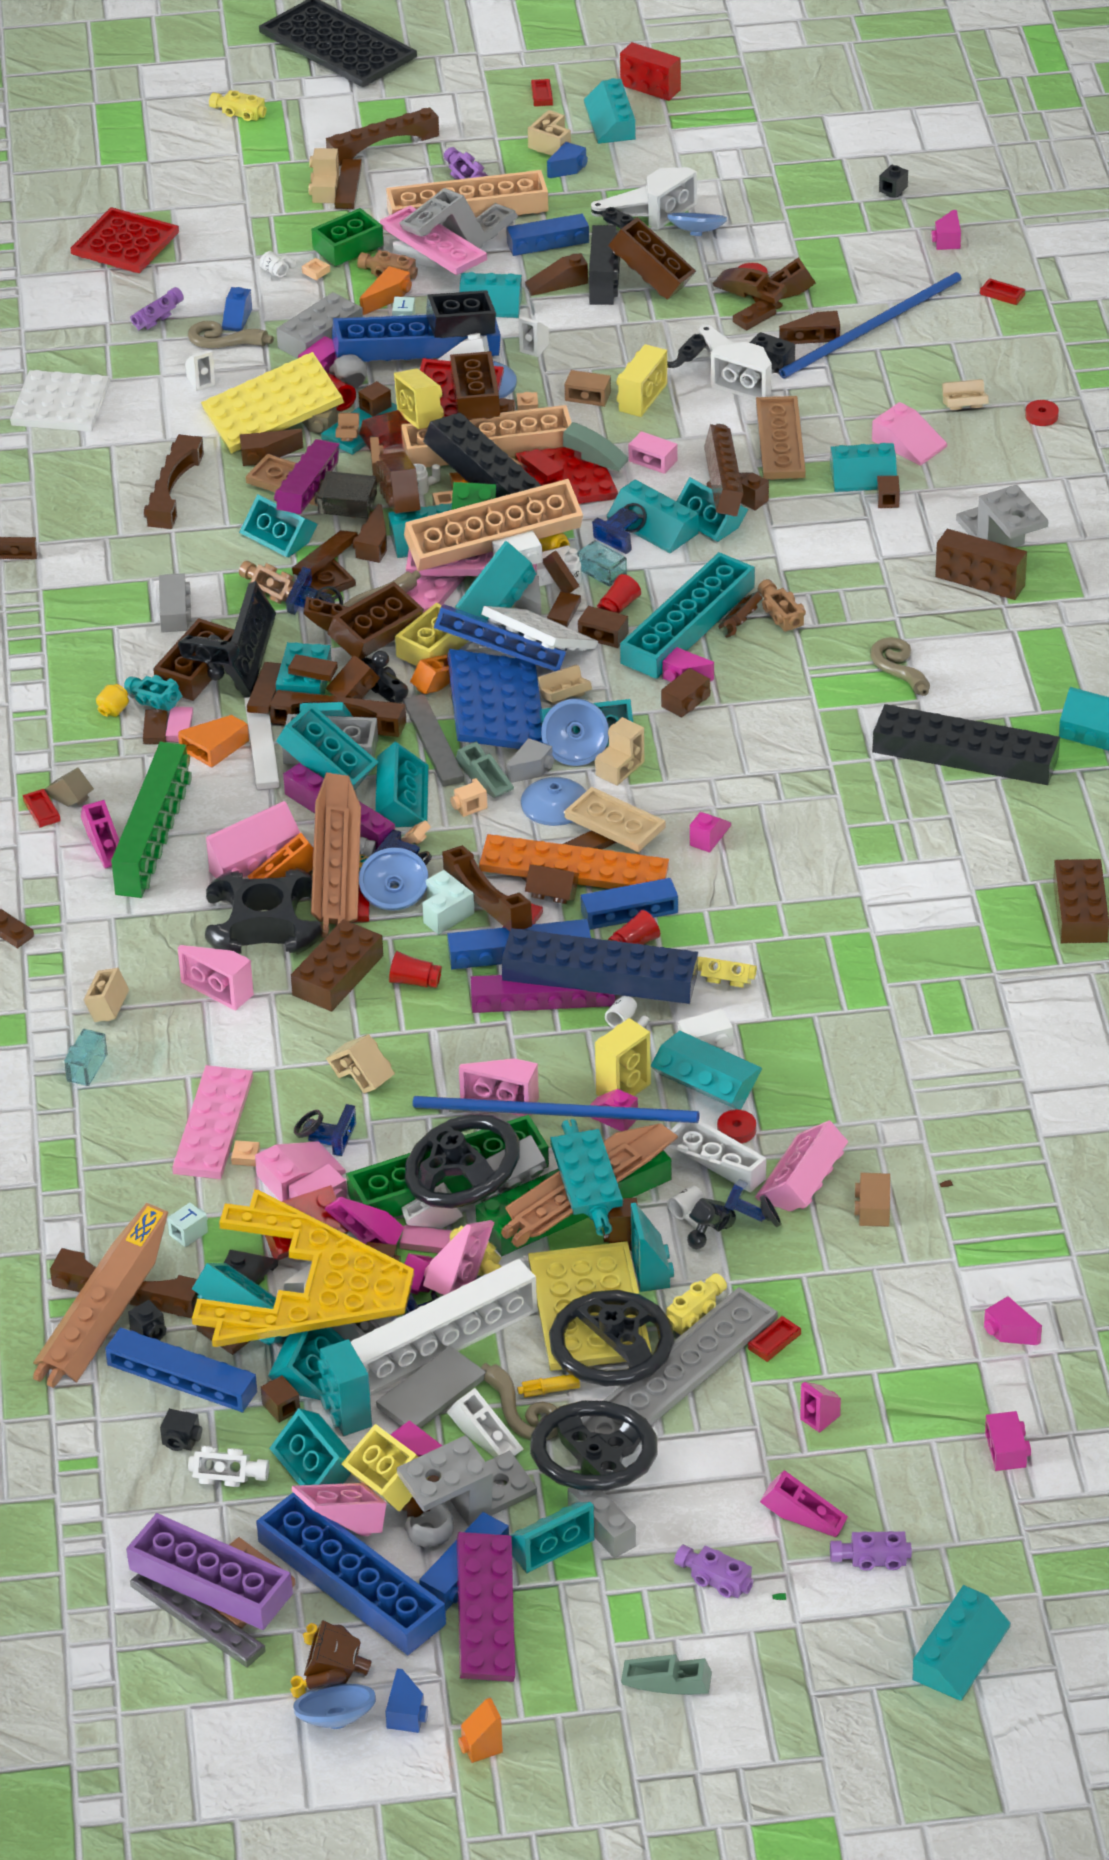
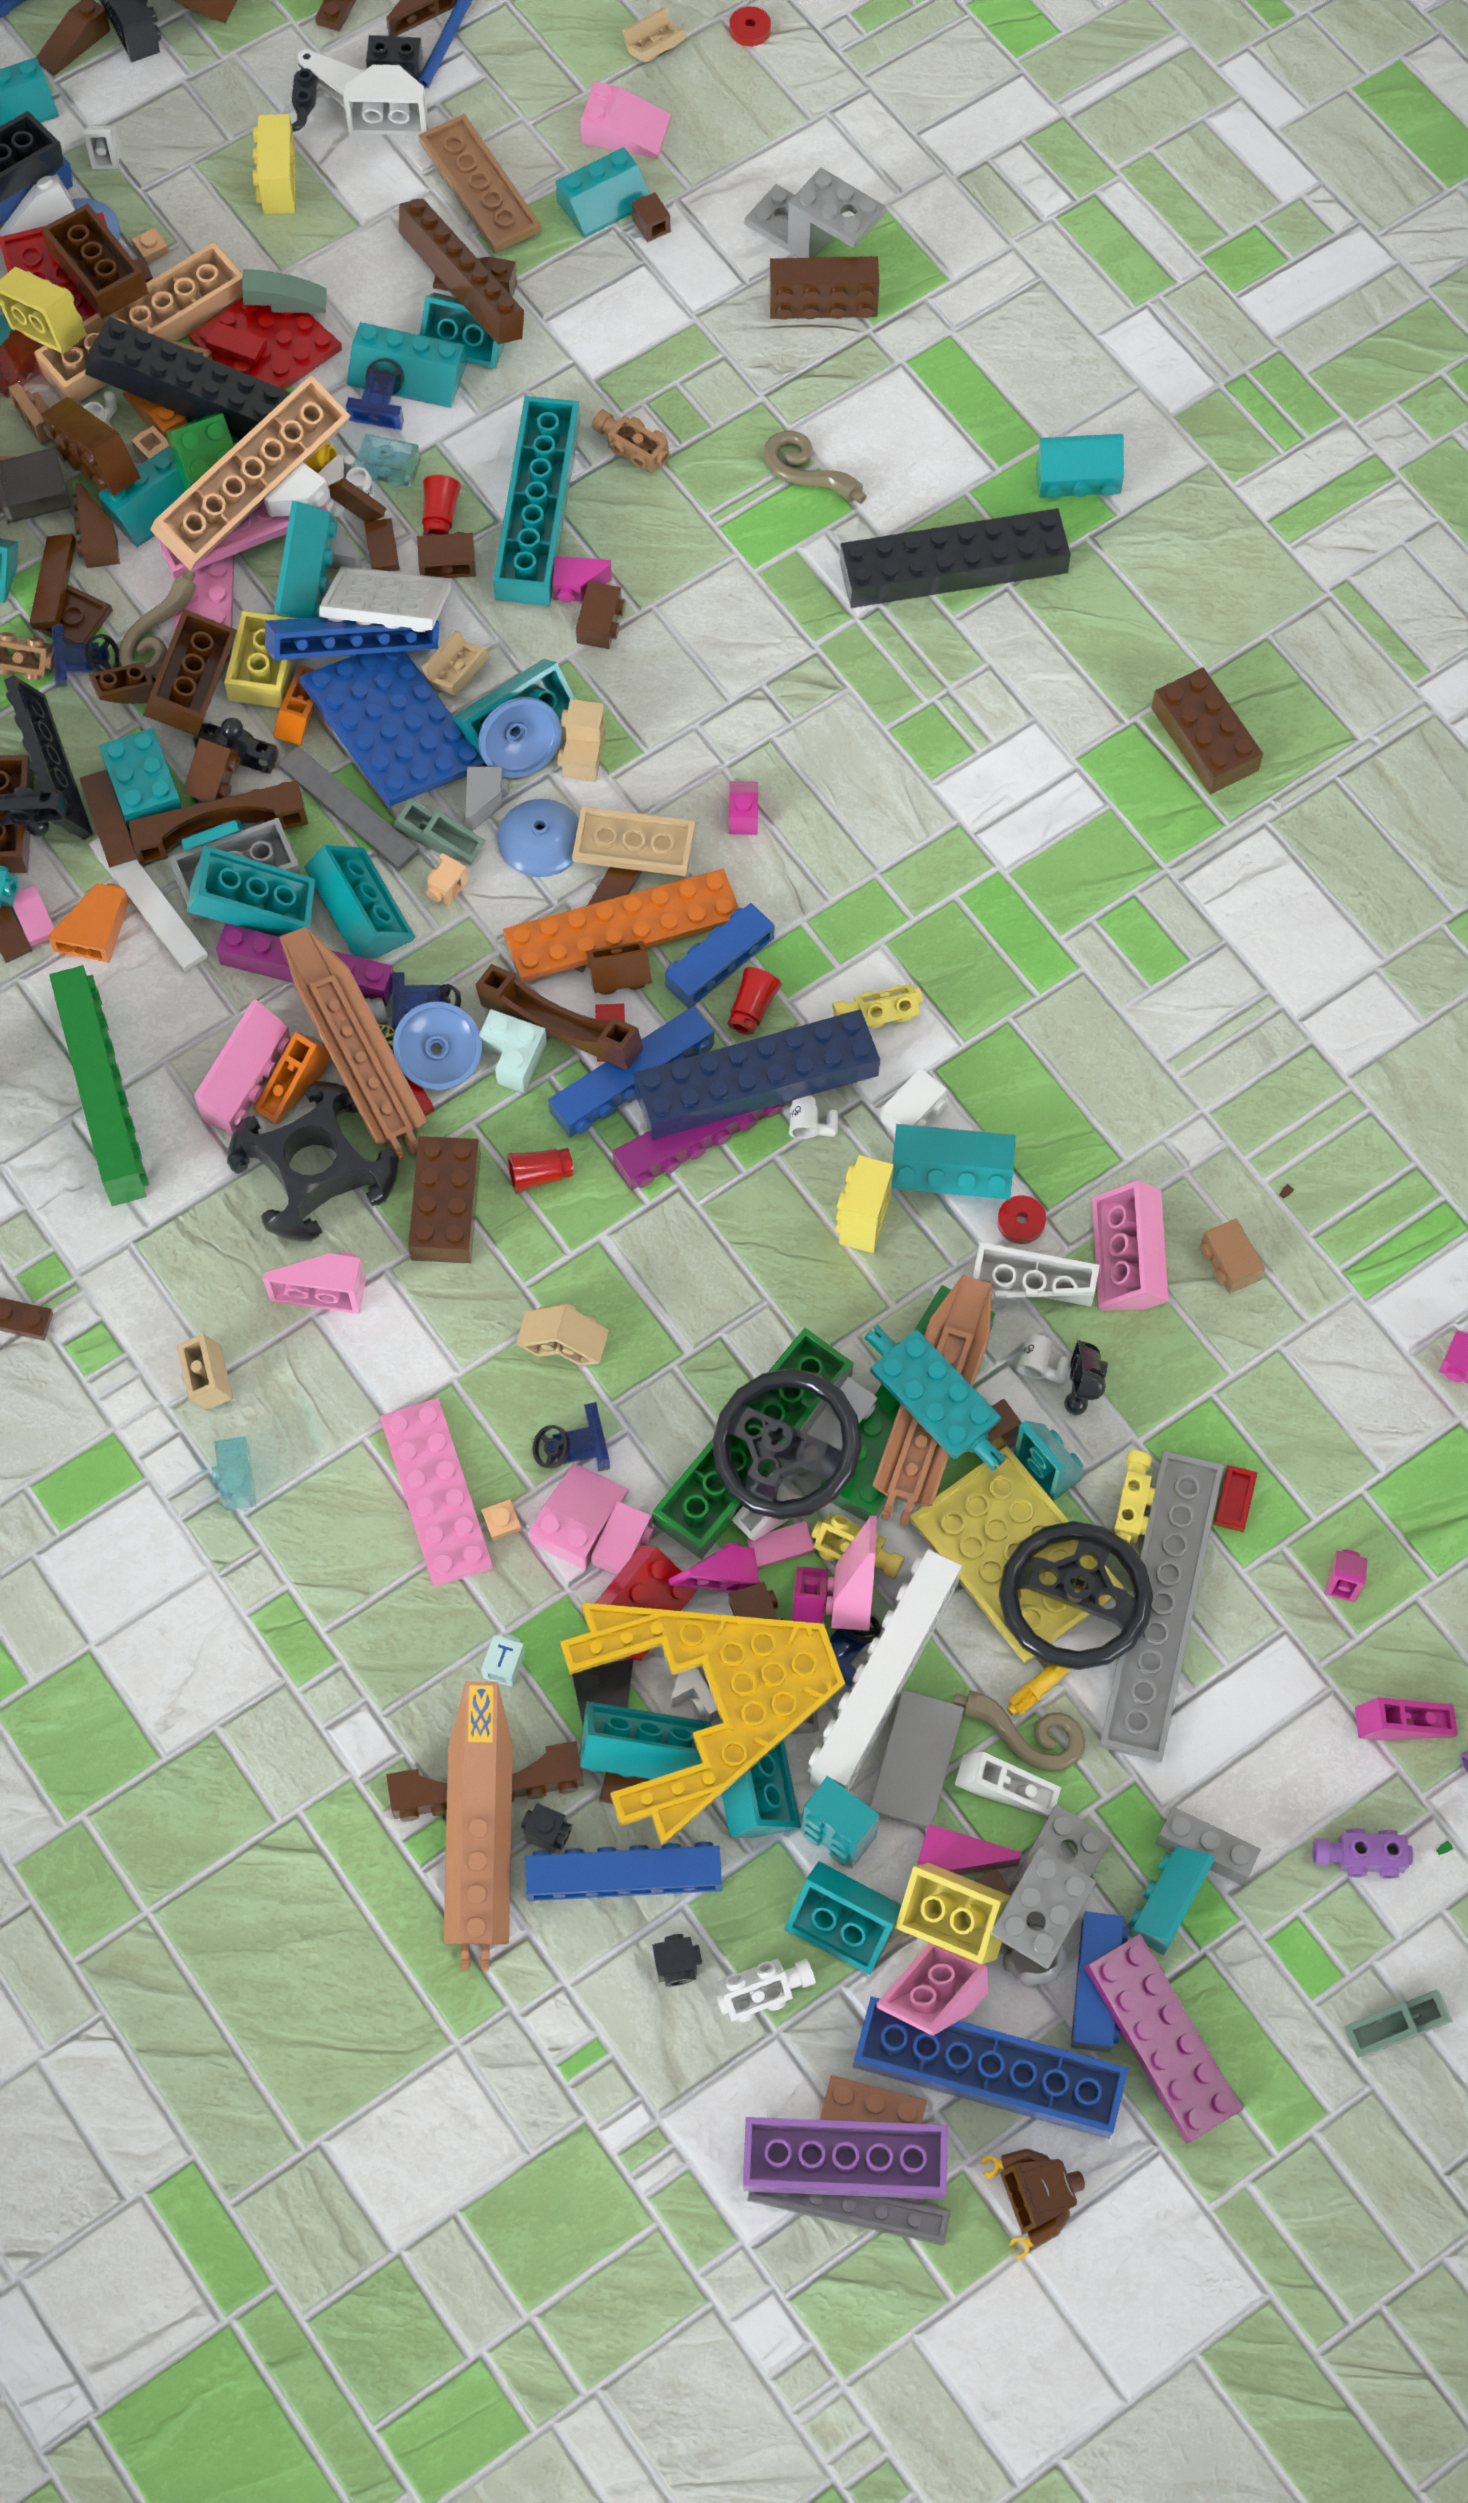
camera: 30 degrees left, 25 degrees up
(100, 830) = (49, 1130): dark pink slope -> none
(280, 1398) = (759, 1858): reddish brown brick -> none
(312, 667) = (158, 776): reddish brown tile -> none
(335, 1705) = (1083, 2244): medium blue dish -> none
(405, 1705) = (1152, 2212): blue slope -> none
(416, 833) = (415, 960): light nougat plate -> none
(482, 1732) = (1262, 2214): orange slope -> none
(500, 1080) = (747, 1293): bright pink slope -> none
(556, 1109) = (823, 1300): blue piece -> none
(587, 388) = (212, 197): medium nougat brick -> none
(596, 1449) = (1179, 1724): black piece -> none
(618, 1099) = (876, 1262): dark pink slope -> none
(652, 452) = (347, 266): bright pink brick -> none
(739, 612) = (589, 468): reddish brown plate -> none
(766, 1212) = (1100, 1336): clear blue piece -> none

